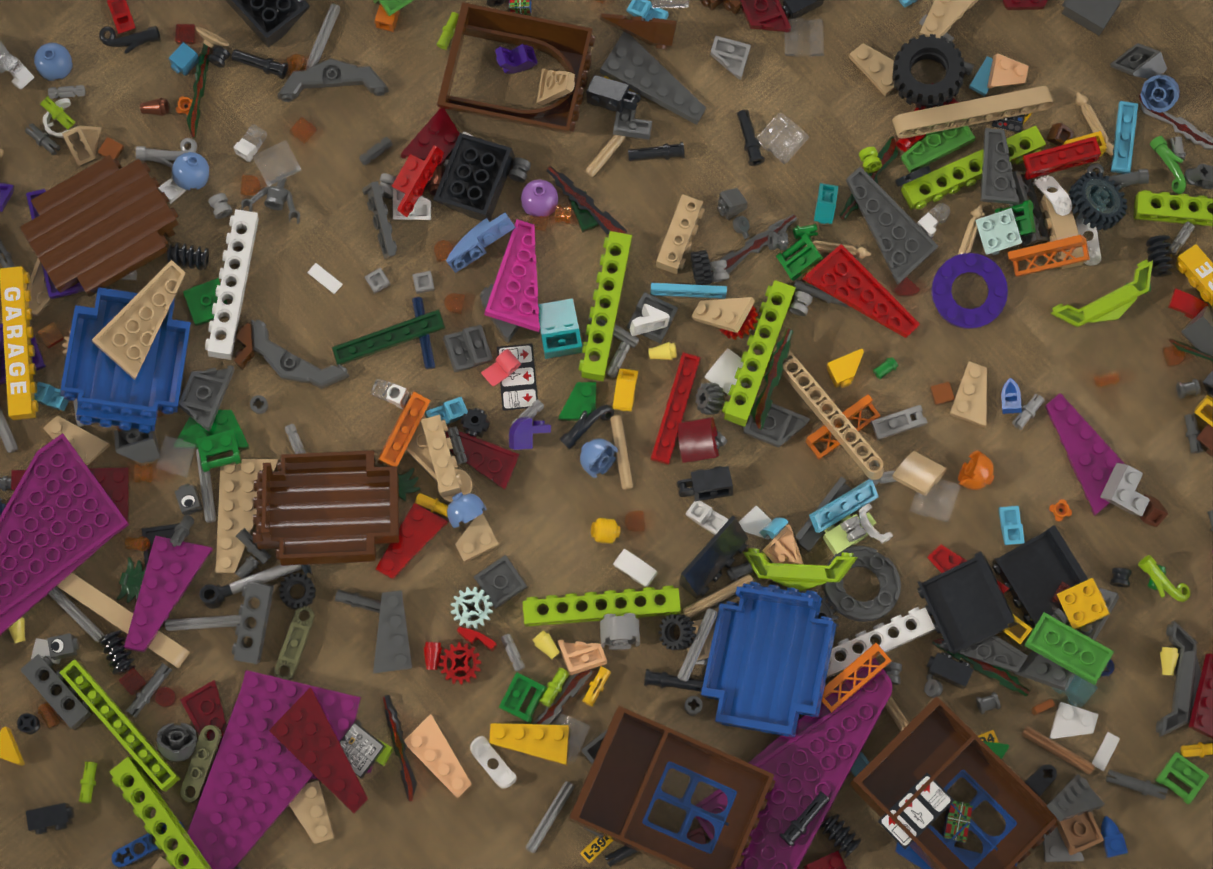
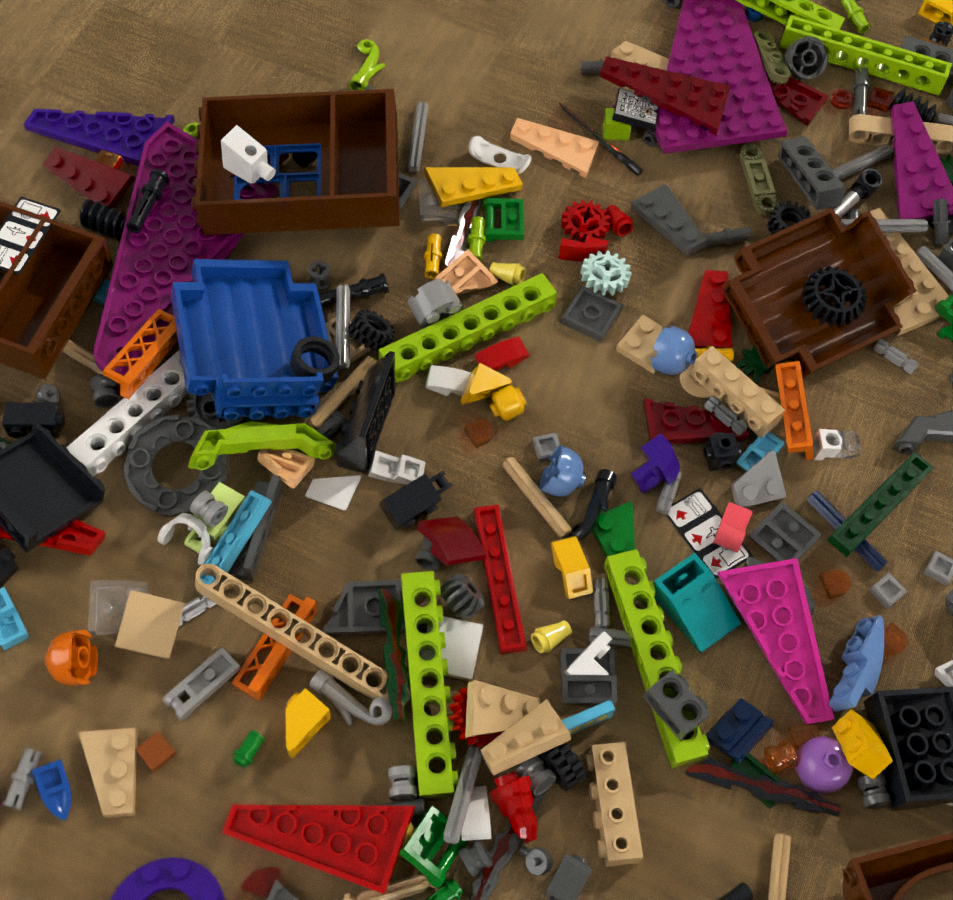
camera: 150 degrees right, 15 degrees down
(231, 547) = (897, 225): none -> light grey axle
(310, 484) = (830, 302): none -> black gear
(360, 825) = (591, 67): none -> dark grey pin
(463, 389) = (759, 483): none -> light grey wing
(512, 652) = (538, 255): light grey axle -> none
(514, 192) = (862, 744): none -> yellow piece
(578, 240) = (739, 730): none -> dark blue plate
(587, 573) = (504, 353): none -> red slope
(593, 487) = (545, 445): none -> light grey tile
(618, 261) = (670, 708): none -> dark grey brick
(618, 548) = (482, 383): none -> yellow slope
(716, 286) = (525, 739): none -> tan wing
(723, 604) = (315, 345): none -> black tyre
(725, 793) = (245, 156): none -> white torso
(739, 259) = (516, 803): none -> red rock
(766, 265) = (477, 819): none -> white slope
(772, 272) = (462, 795): none -> light grey axle
(774, 527) = (310, 477): medium azure slope -> none
(811, 364) = (325, 684): none -> light grey plant

